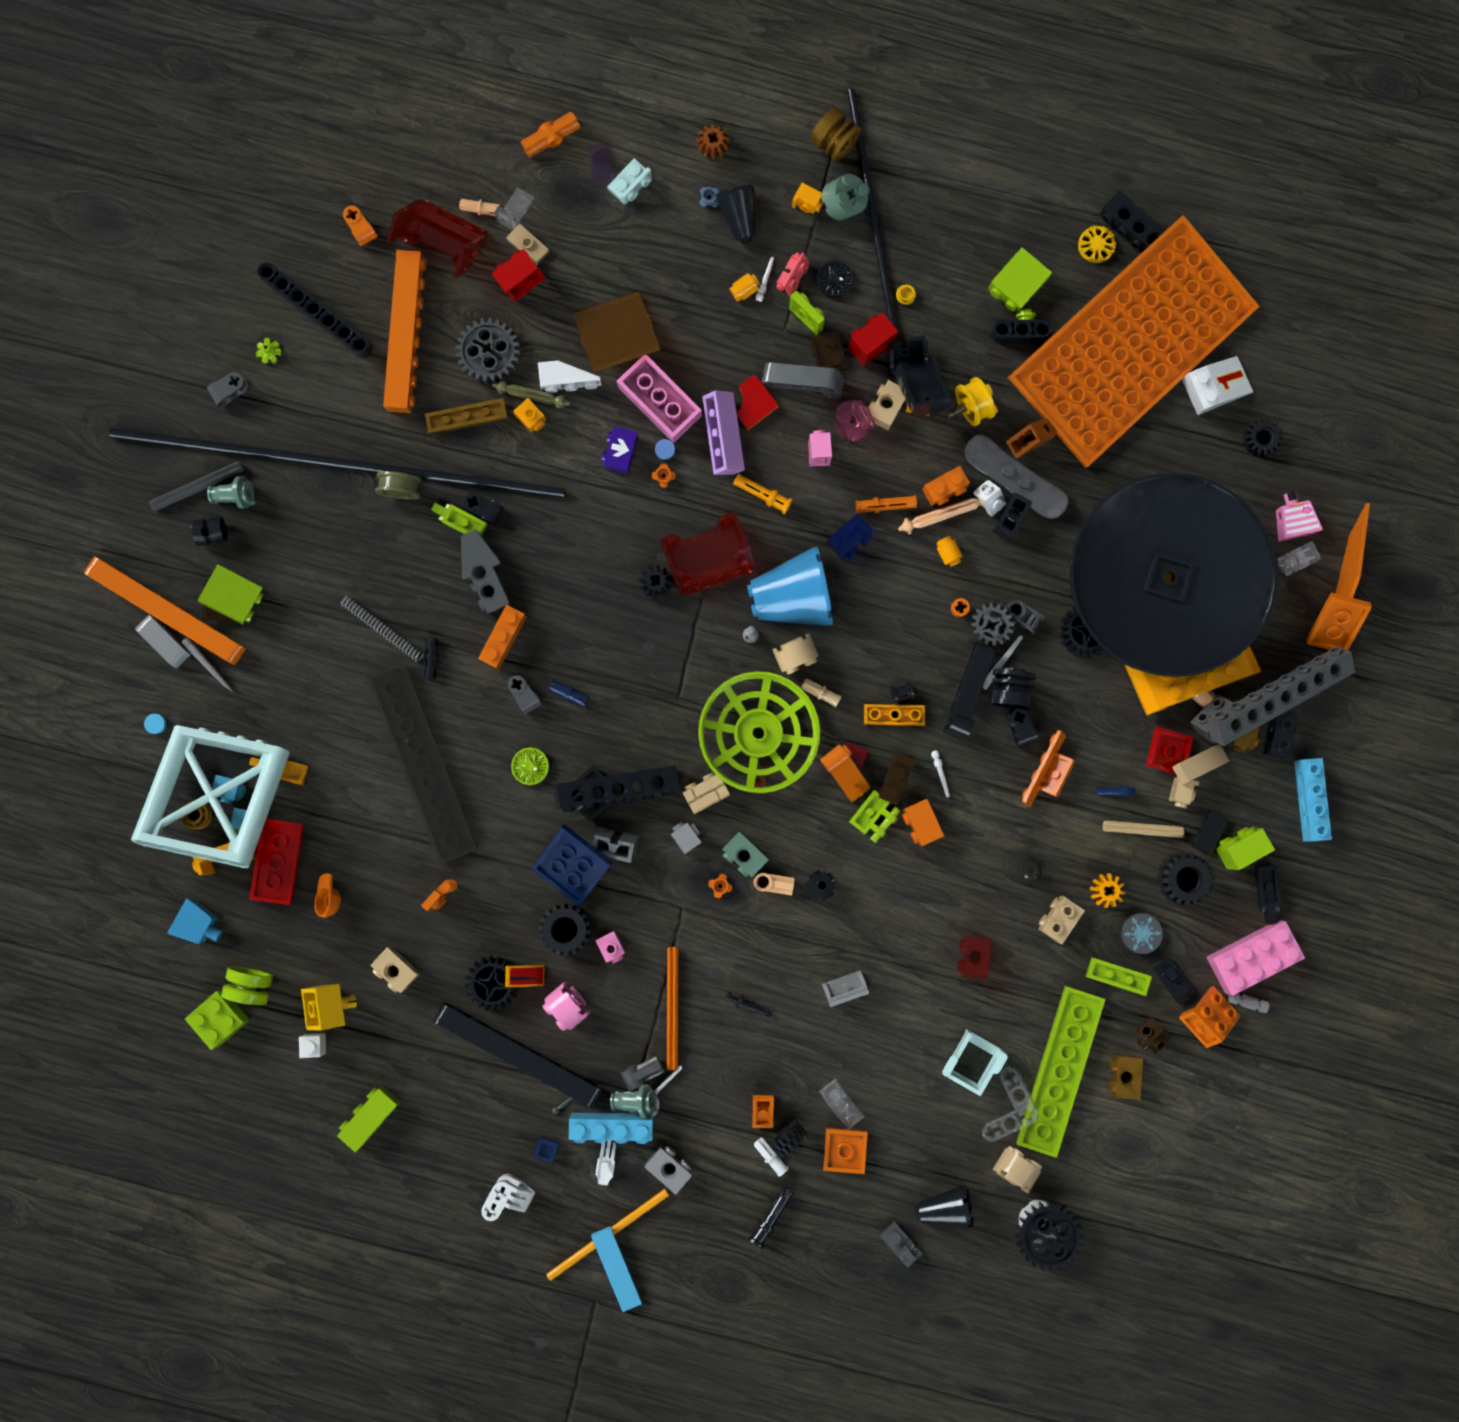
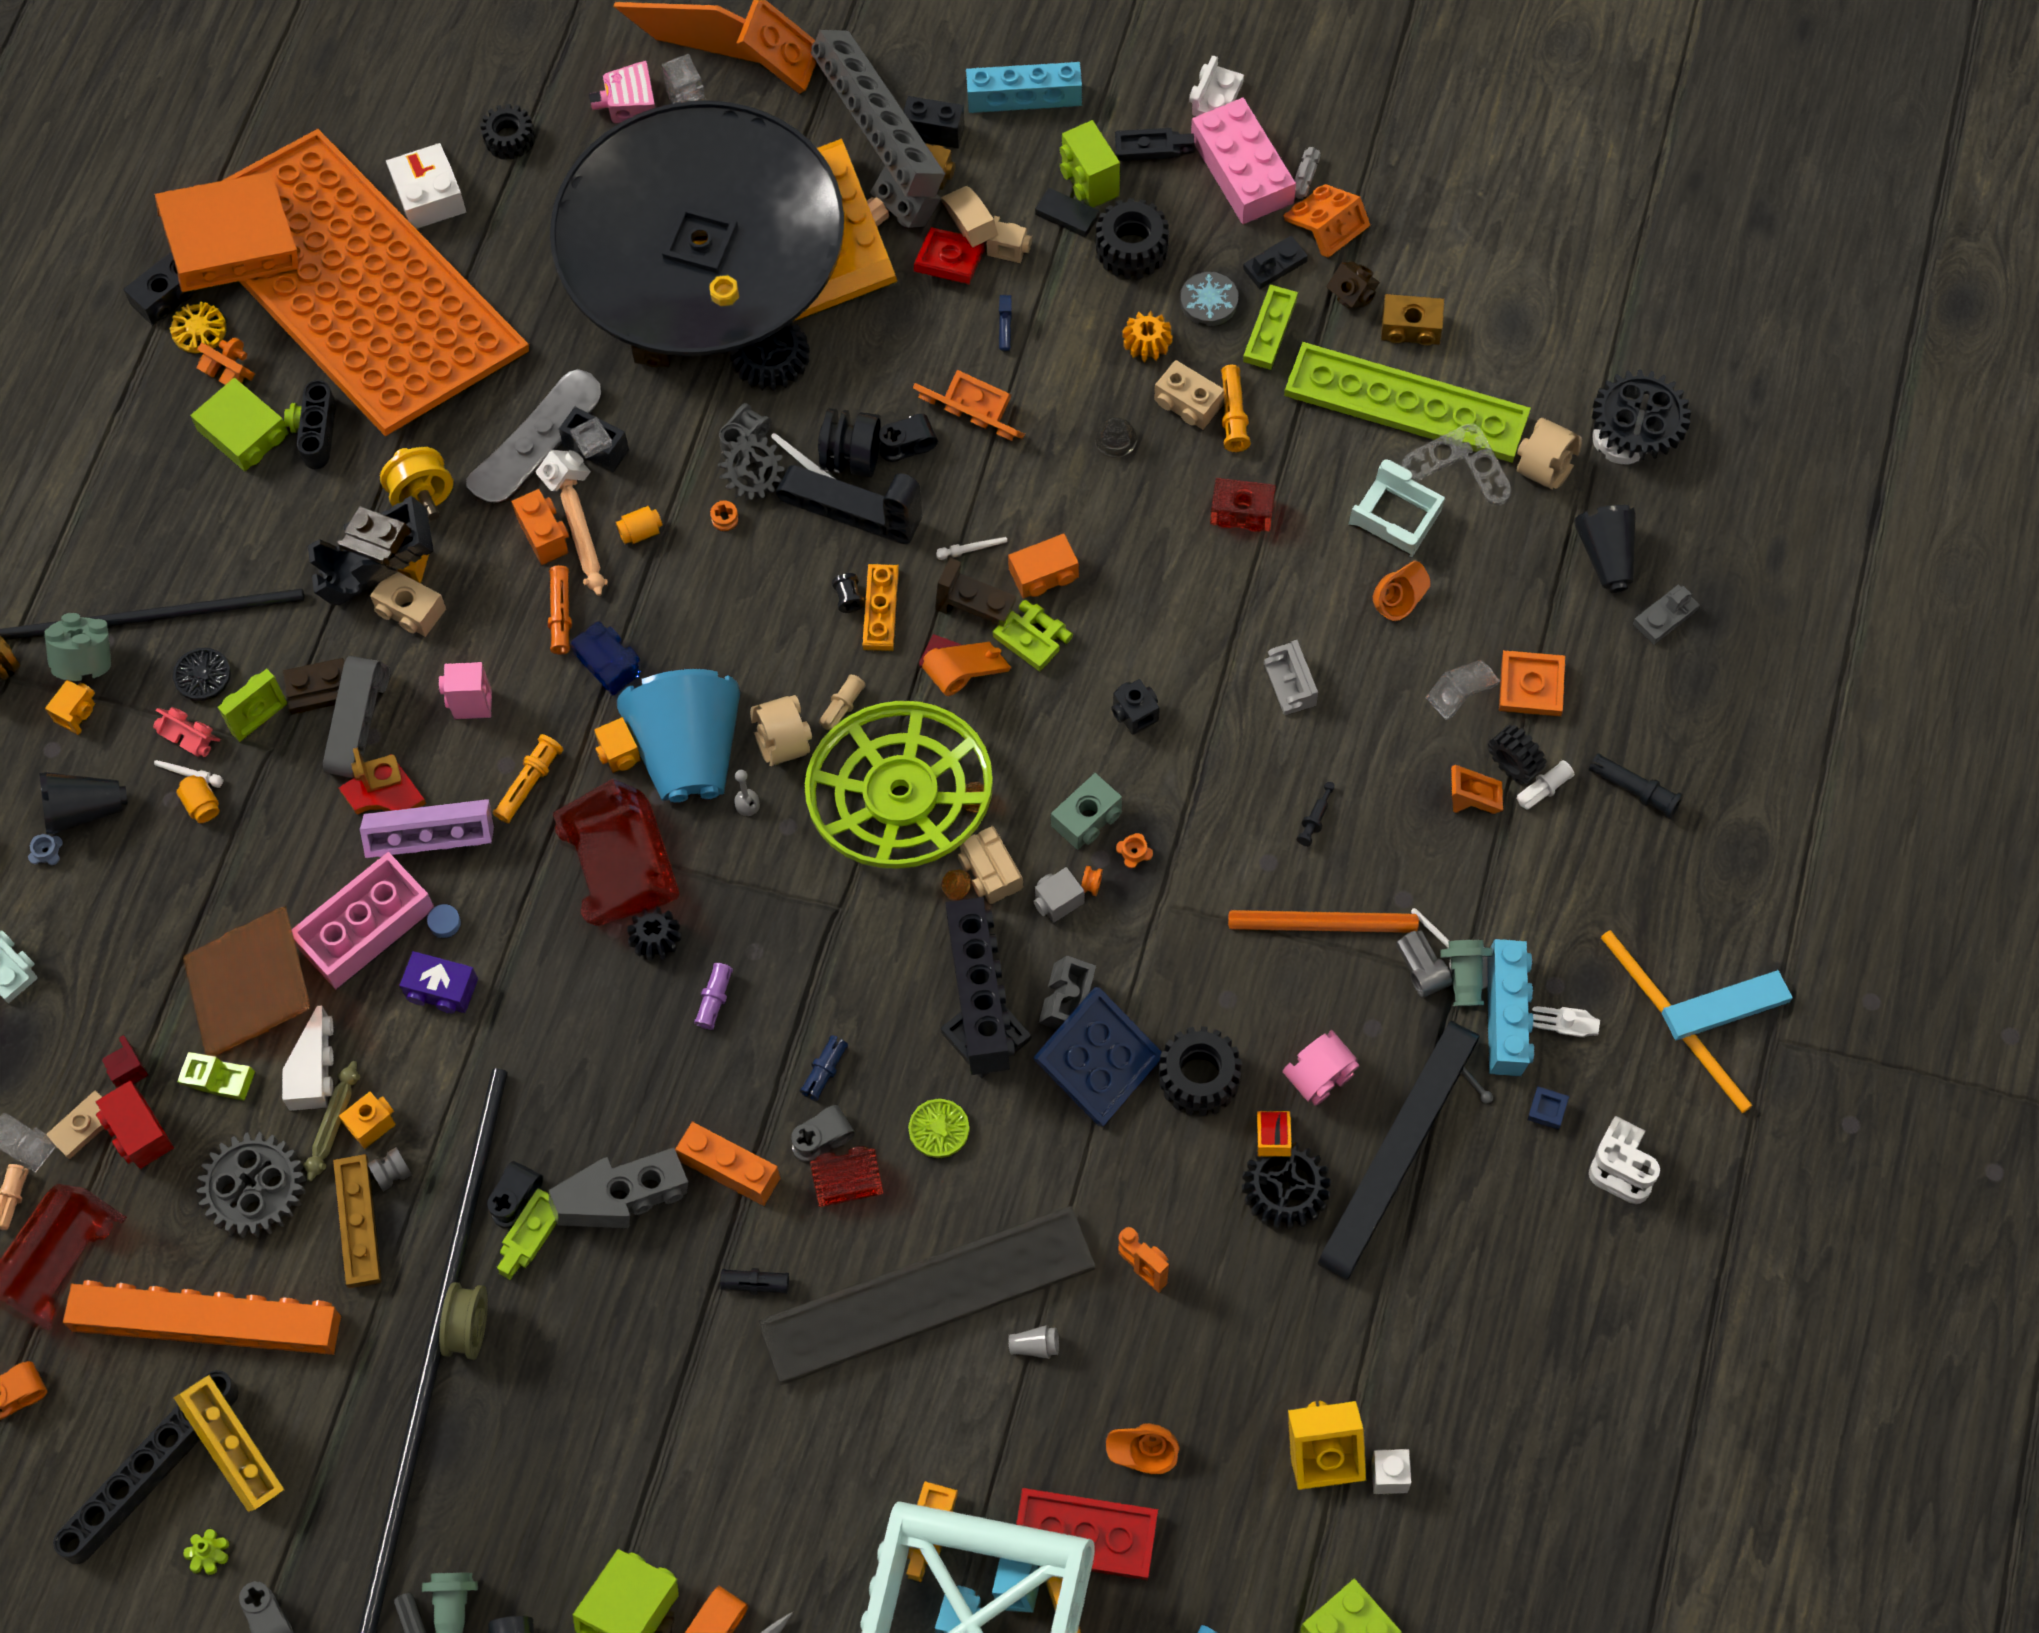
camera: 85 degrees left, 20 degrees down
(247, 986) = (1293, 1573): lime wheel -> none
(320, 355) = (228, 1443): none -> yellow brick
(368, 1118) = (1507, 1382): lime brick -> none
(392, 831) = (1035, 1342): none -> light grey cone
(402, 648) = (699, 1362): light grey piece -> none
(406, 974) = (1272, 1320): tan brick -> none
(496, 711) = (846, 1176): none -> clear red brick
(498, 432) = (389, 1169): none -> flat silver wheel
(559, 321) = (216, 1077): none -> lime slope
(565, 264) = (124, 1065): none -> dark red panel
(611, 947) = (1228, 1006): bright pink brick -> none
(615, 622) = (713, 996): none -> medium lavender pin
(663, 469) = (483, 914): orange plate -> none
(672, 1180) = (1563, 943): light grey brick -> none
(693, 771) = (956, 884): none -> clear orange plate
(697, 858) = (1092, 880): none -> orange bush
(761, 389) = (366, 771): none -> pearl gold bracket
(776, 883) = (1132, 772): light nougat piece -> none
(785, 548) = (616, 746): none -> light orange brick
(863, 417) = (409, 640): clear pink plate -> none
(872, 339) = (304, 615): red brick -> none
(905, 294) = (239, 577): yellow plate -> none
(909, 1062) = (1407, 589): none -> orange cap
(921, 377) = (374, 535): none -> plate
(1004, 514) = (591, 437): none -> clear plate
(1039, 434) = (478, 404): dark orange torso -> none
(1044, 951) = (1234, 419): none -> light orange pin
(1071, 265) = (212, 360): none -> orange hips
(1117, 596) = (724, 290): none -> yellow tile
(1143, 829) = (1060, 293): tan axle -> none
(1161, 252) = (227, 231): none -> orange panel
(1315, 938) = (1215, 89): none -> white bracket

